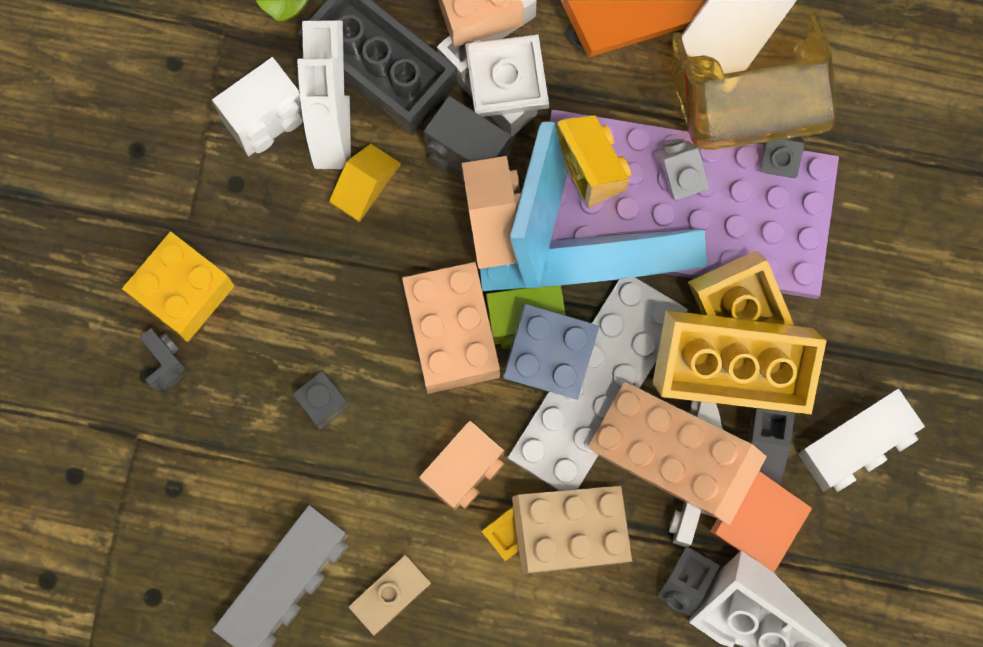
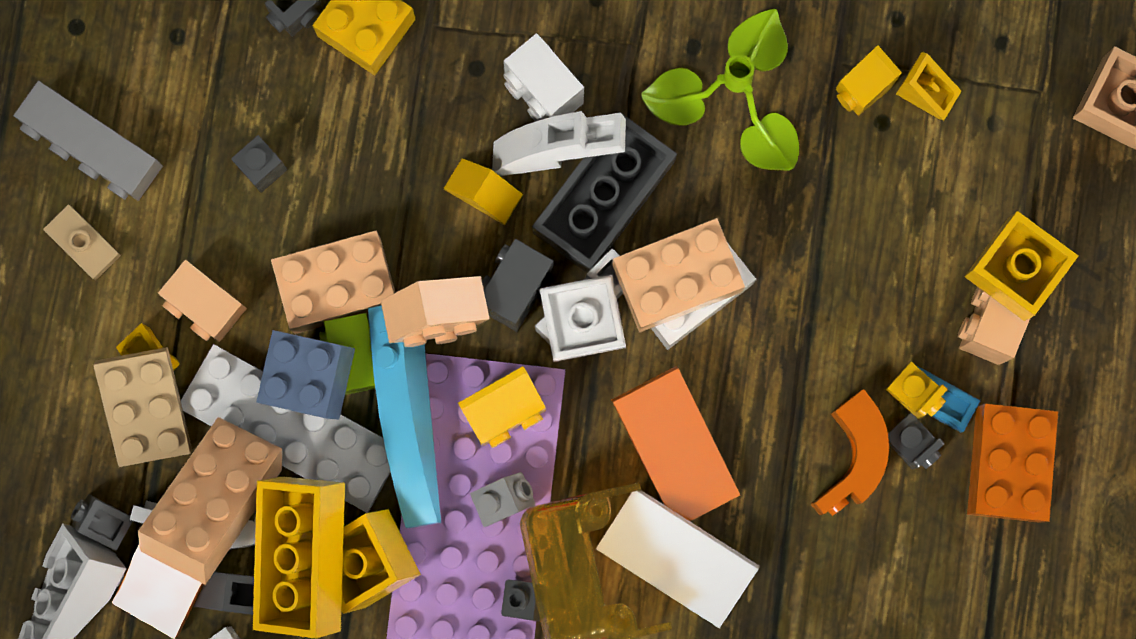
camera: 85 degrees right, 5 degrees up
(539, 205) = (441, 353): medium azure tile -> none

